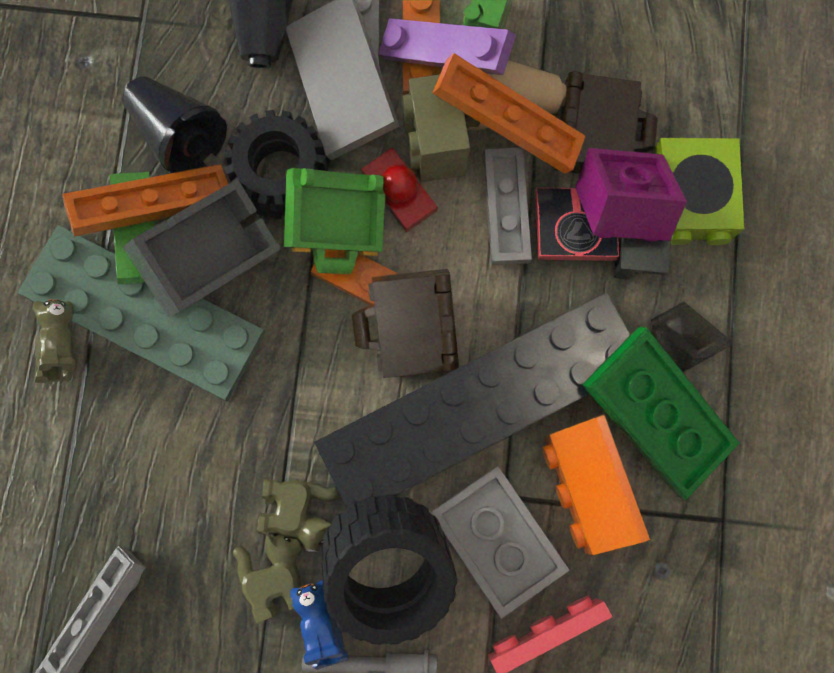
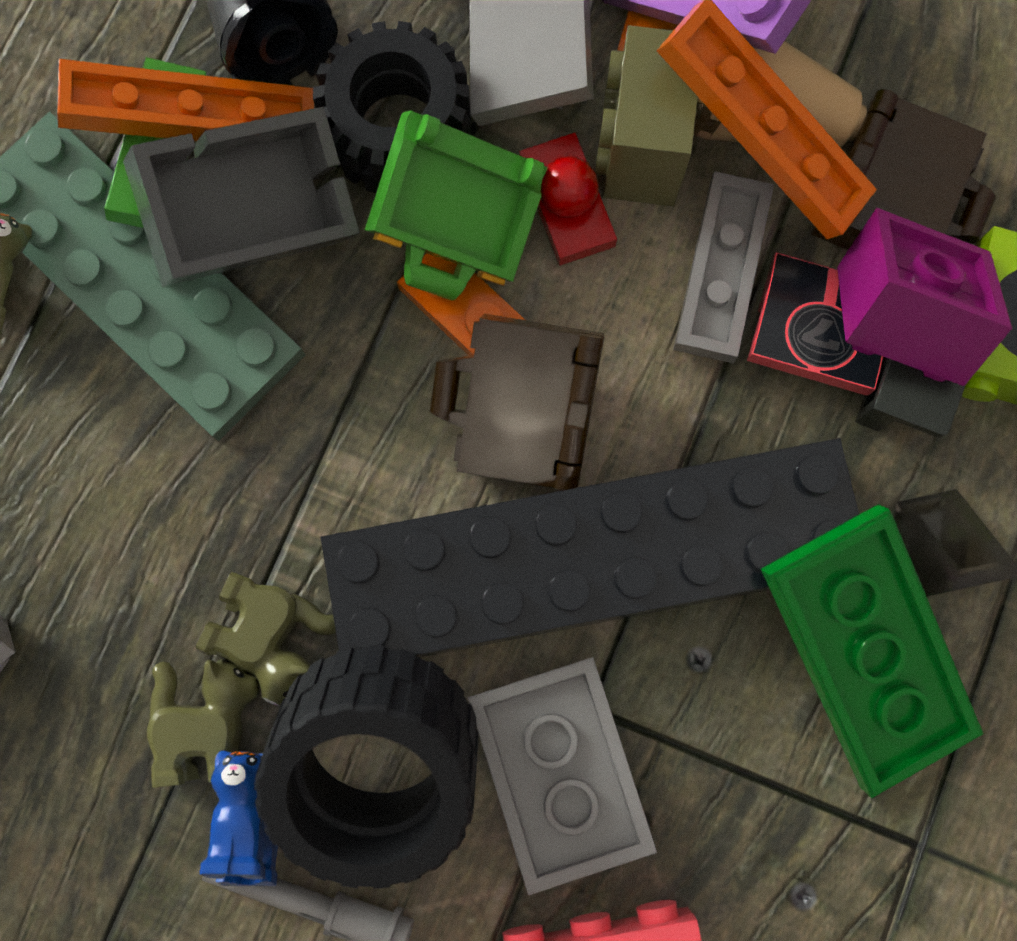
camera: 20 degrees right, 0 degrees up
(594, 487) = (735, 737): orange slope -> none

